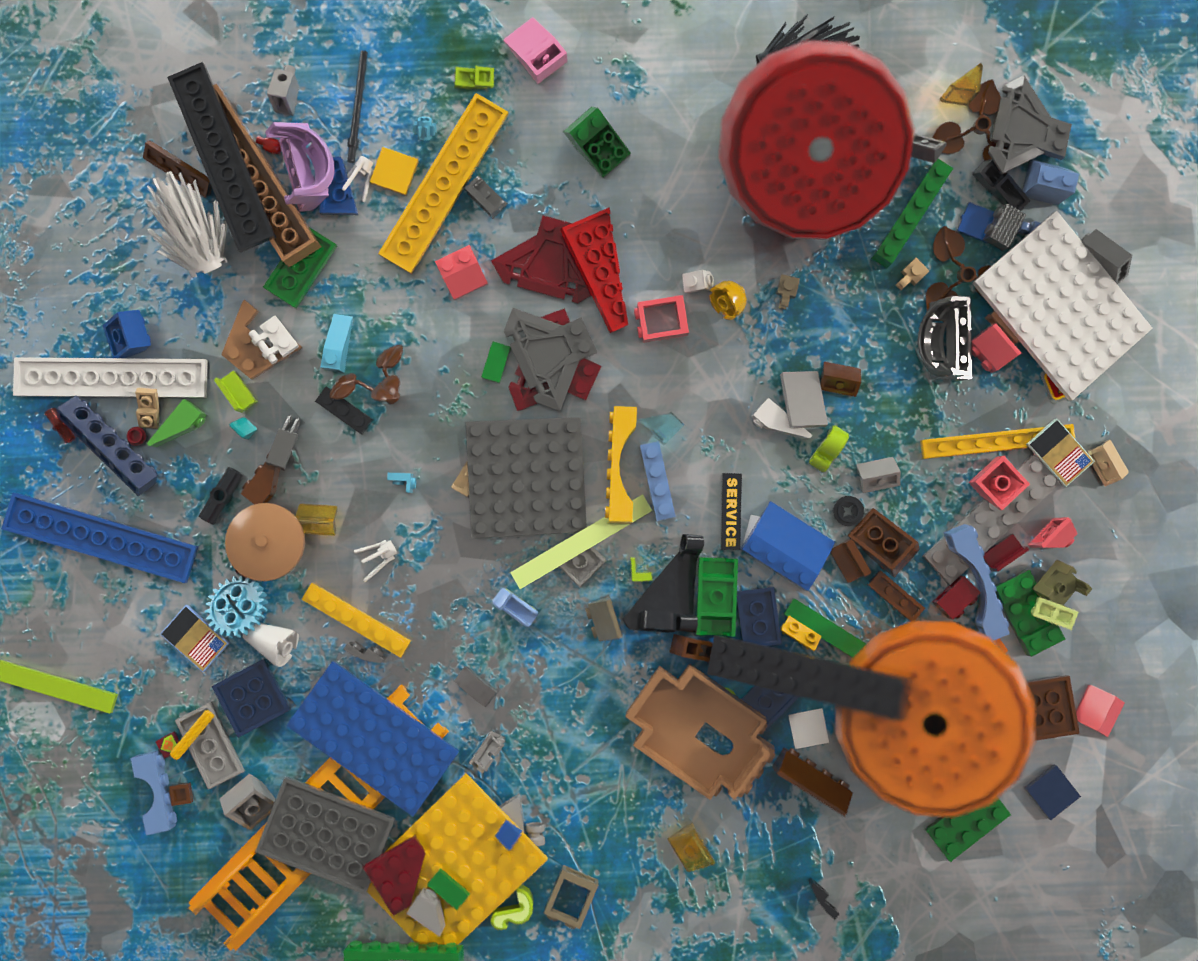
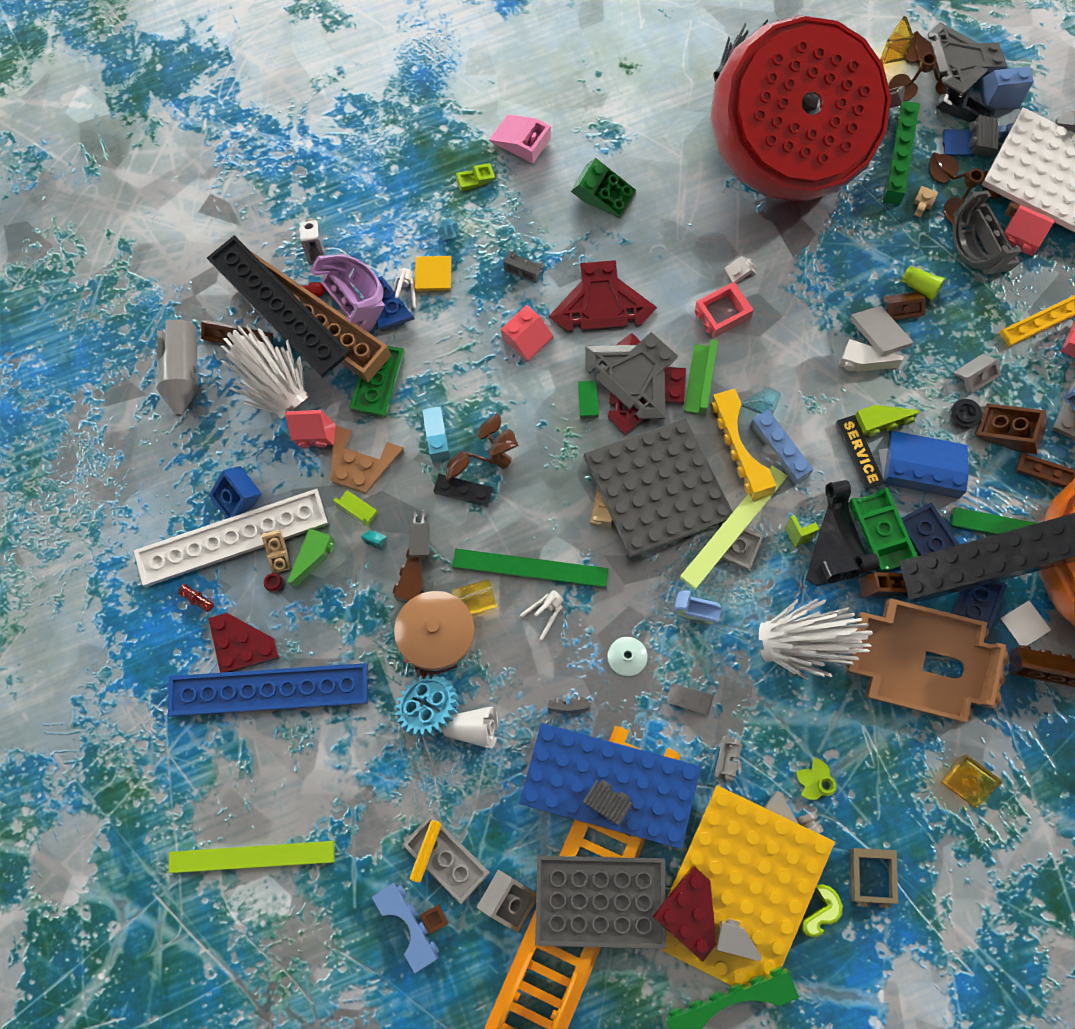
camera: 15 degrees left, 15 degrees down
(88, 483) = (240, 644): none -> dark red plate
(107, 182) = (177, 364): none -> light grey piece
(137, 482) = (249, 598): dark blue brick -> none
(167, 744) = (402, 873): tile -> none
(194, 638) = (394, 755): tile -> none
(214, 506) = (371, 619): black piece -> none
(216, 298) = (310, 428): none -> coral slope
(251, 698) = (472, 793): dark blue plate -> none
(278, 336) = (379, 444): white plate -> none
(353, 142) = (387, 261): black bar -> none
(356, 620) = (547, 679): yellow plate -> none
(361, 757) = (607, 802): none -> dark grey brick
(378, 510) = (530, 568): none -> green tile
(399, 478) = (541, 529): medium azure bracket -> none
(443, 183) = (481, 269): yellow plate -> none
(446, 623) = (625, 666): none -> light aqua dish
(448, 889) = (748, 910): green tile -> none
(508, 834) = (787, 826): blue slope -> none
(556, 795) = (813, 780): none -> lime plate
(595, 678) = (811, 639): none -> white plant
(597, 260) = (647, 283): red wing -> none
(604, 620) = (789, 583): dark tan slope -> none
(612, 380) = (700, 378): none -> bright green panel
(728, 299) = (775, 272): yellow cylinder -> none
(760, 485) = (880, 418): none -> lime slope
(788, 289) = (822, 248): dark tan plate -> none
(801, 633) = (968, 533): yellow hinge -> none
(829, 448) = (924, 365): lime animal -> none
(850, 561) = (990, 455): reddish brown panel -> none
(868, 363) = (923, 282): none -> lime plant

